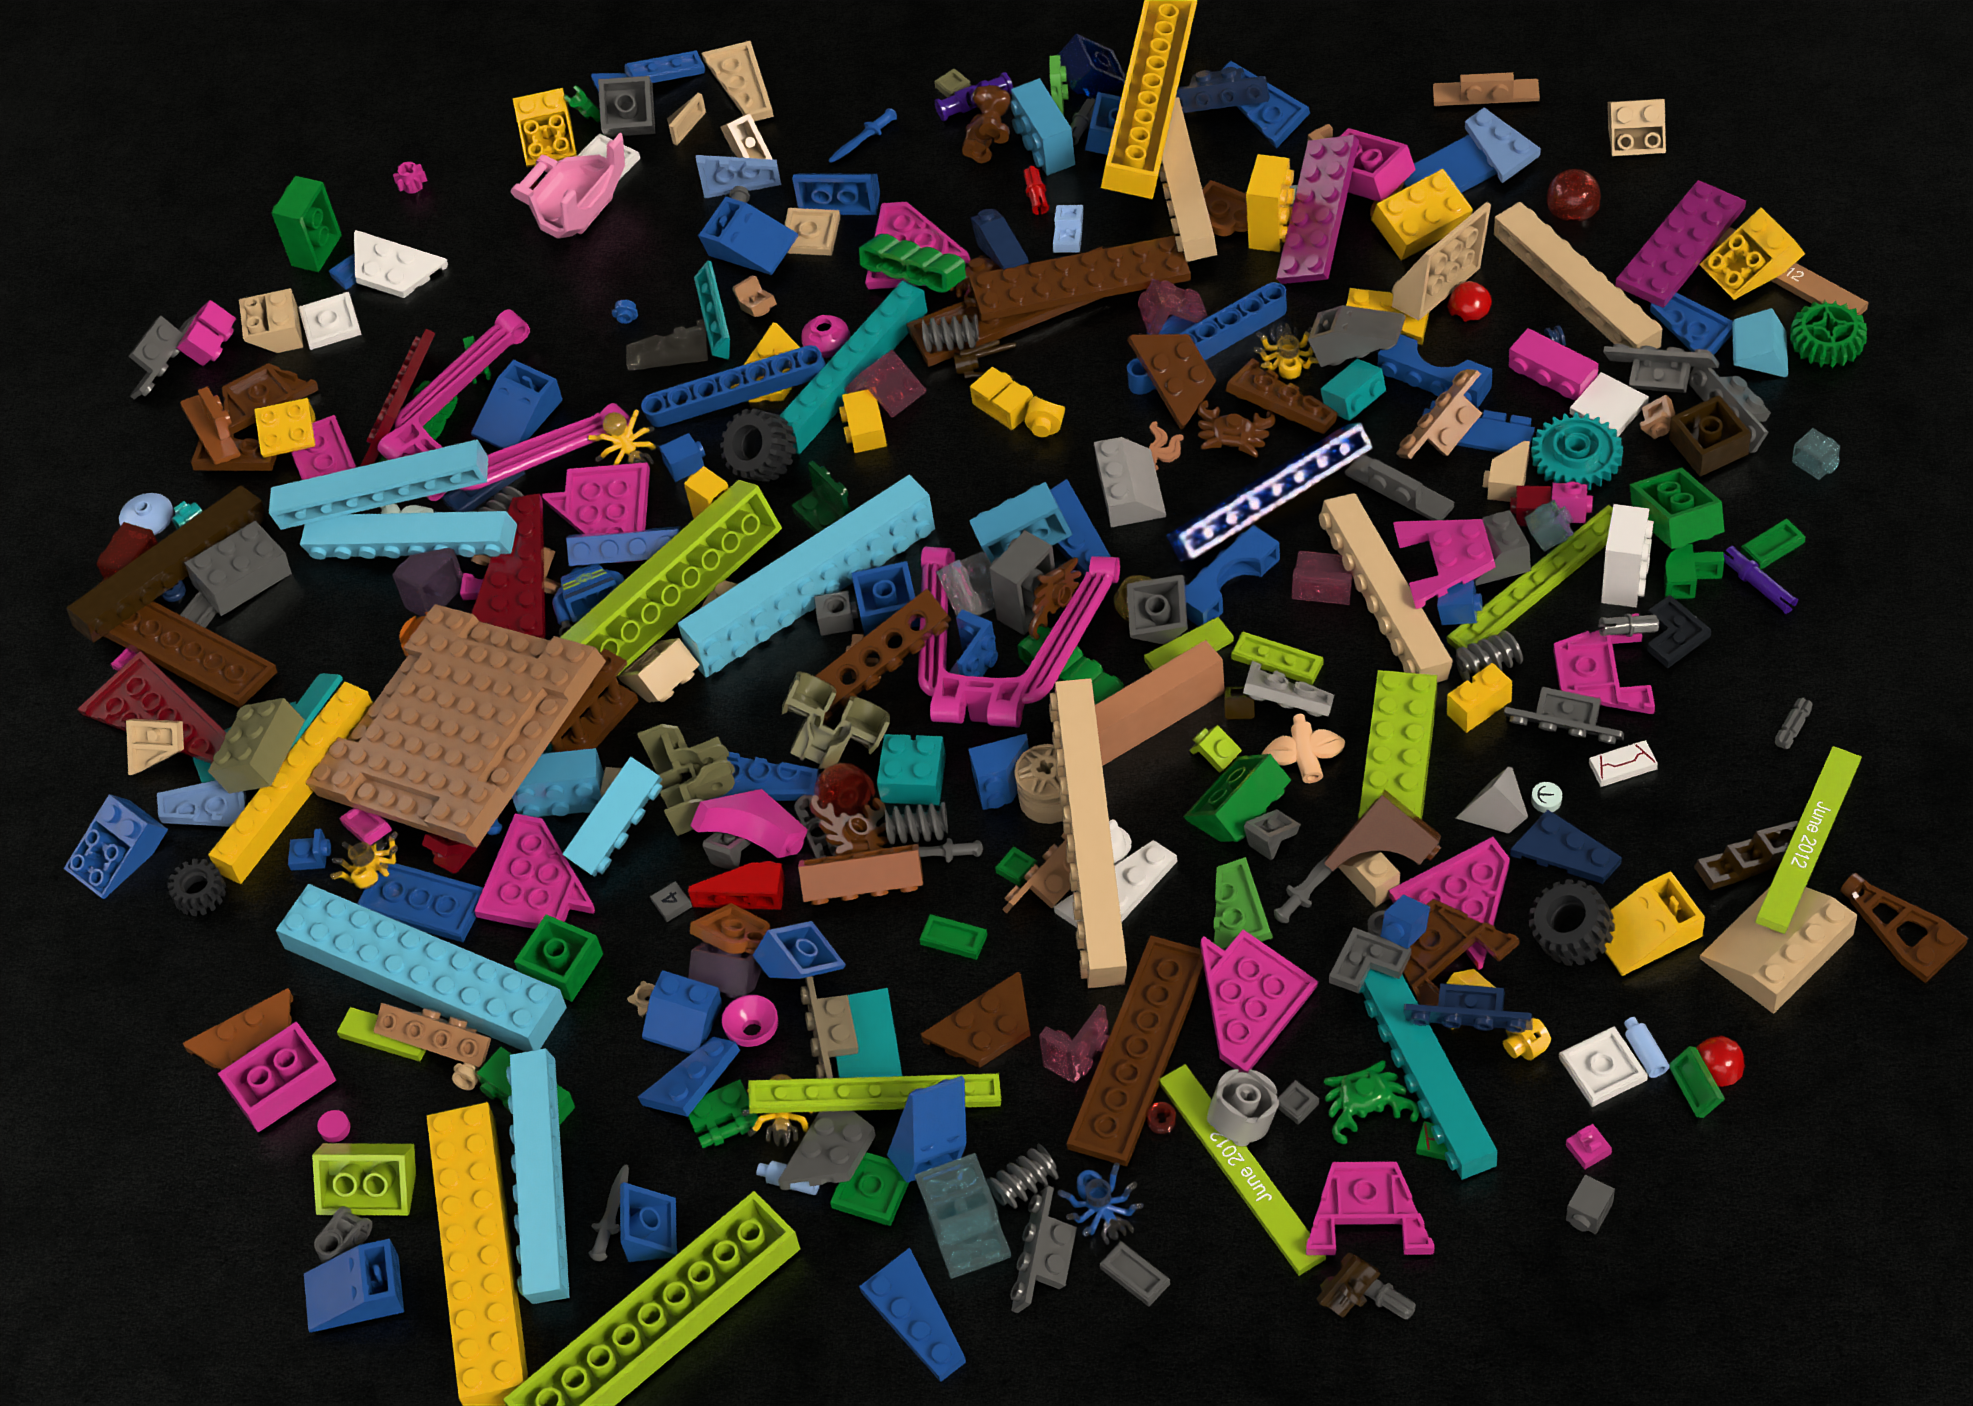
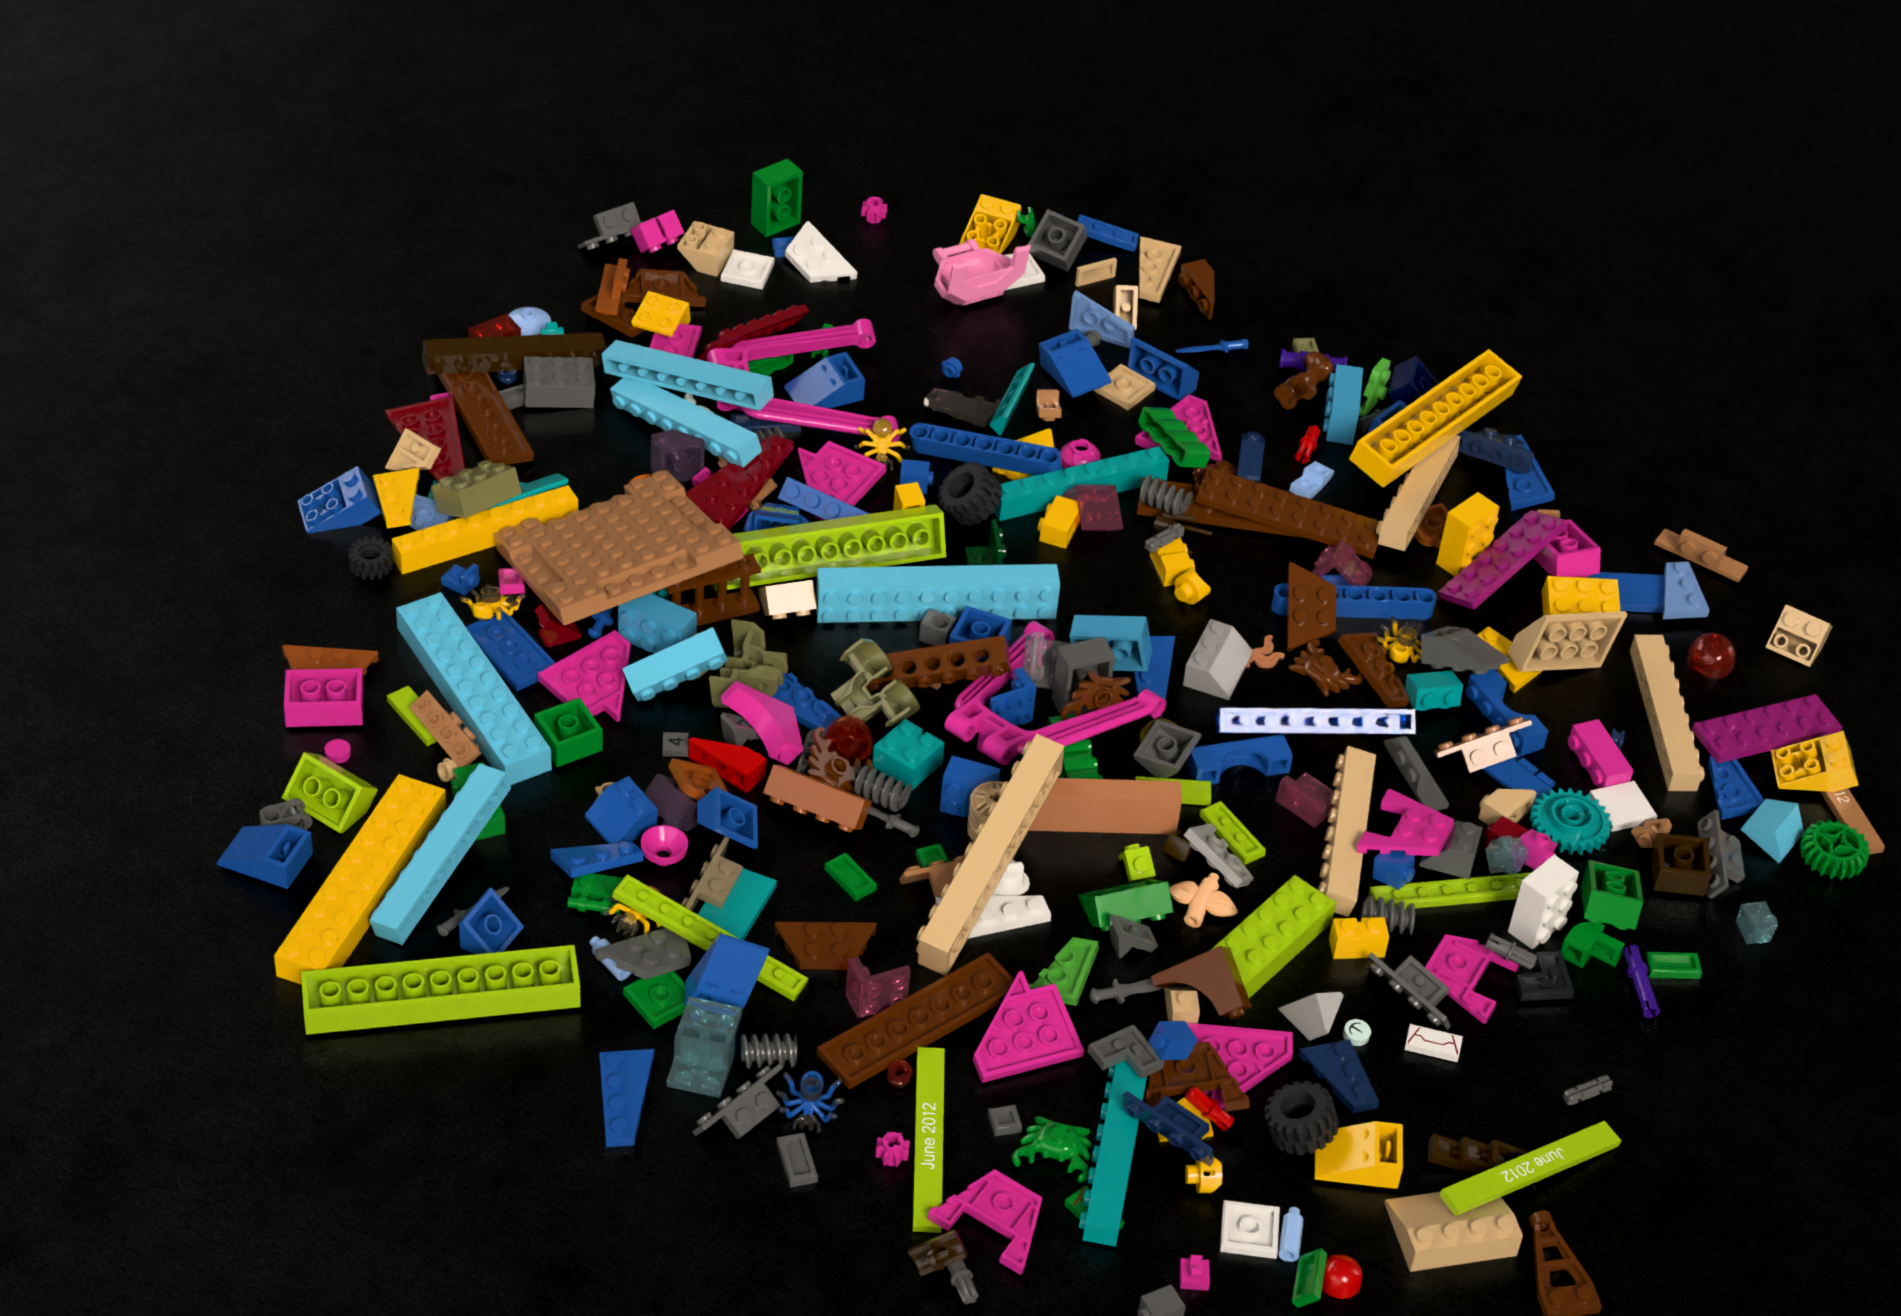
camera: 20 degrees right, 10 degrees down
(171, 801) = (397, 495): none -> yellow wing
(800, 72) = (1198, 281): none -> reddish brown slope
(984, 380) = (1164, 538): none -> dark grey axle
(1219, 1212) = (892, 1149): none -> dark pink gear
(1243, 1106) = (959, 1094): light grey brick -> none
(1469, 301) = (1572, 682): red hair -> none
(1480, 967) = (1209, 1108): none -> red axle
(1660, 369) = (1680, 800): dark grey bracket -> none

